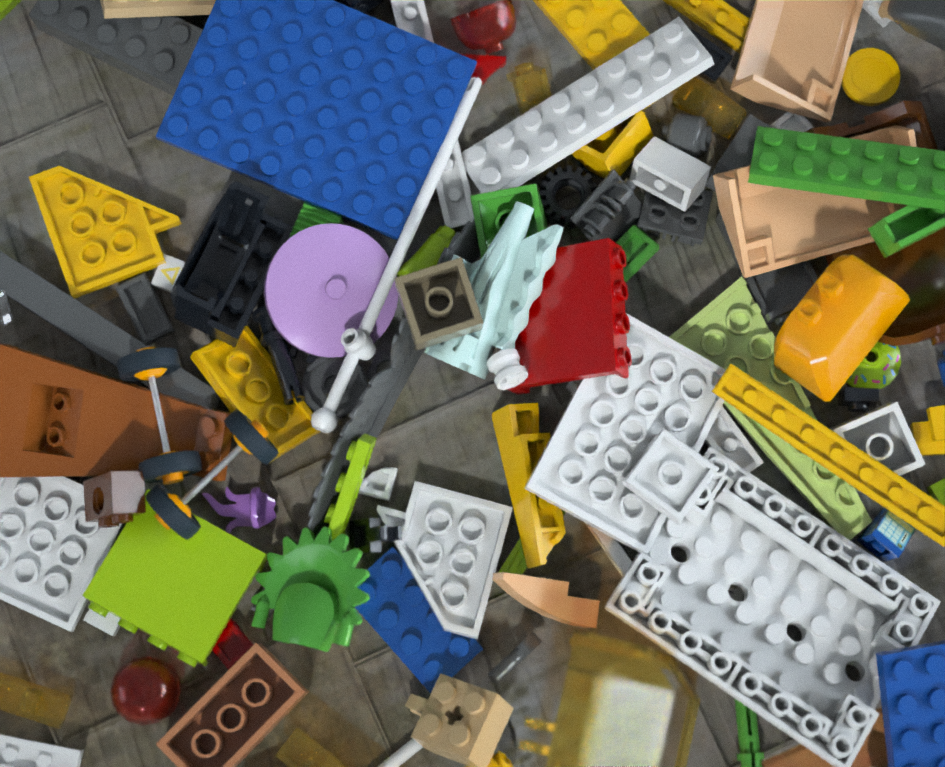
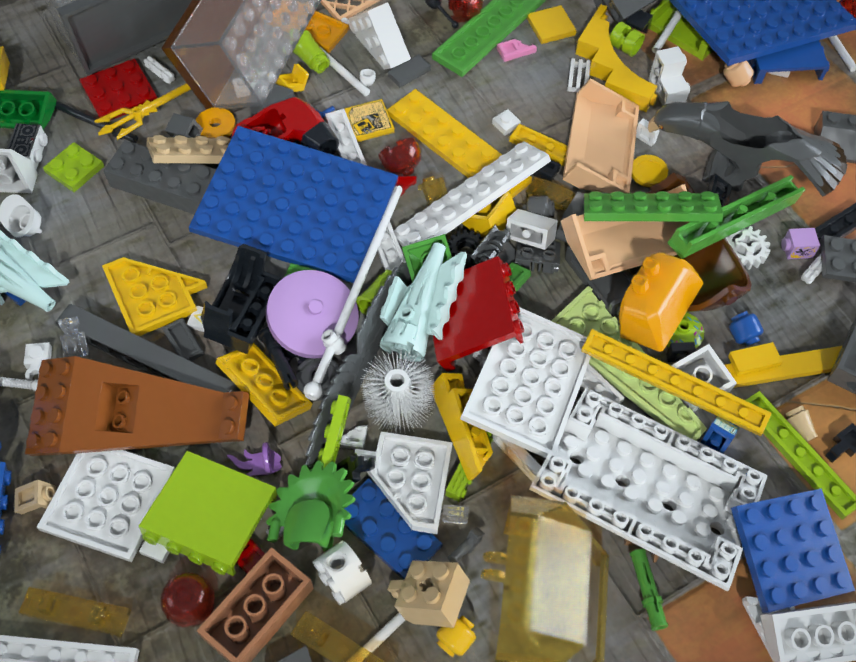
camera: 10 degrees left, 20 degrees down
(114, 498) = (162, 452): reddish brown brick -> none
(148, 365) = (184, 365): black axle -> none
(174, 512) = (261, 401): black axle -> none
(361, 690) = (342, 572): none -> white brick
(439, 303) = (388, 301): dark tan brick -> none
(444, 413) = (398, 392): none -> white piece
(505, 611) = (455, 514): none -> clear tile
(507, 369) = (438, 345): white wheel -> none
(549, 599) = (480, 497): light nougat slope -> none
(670, 476) = (562, 402): white tile -> none

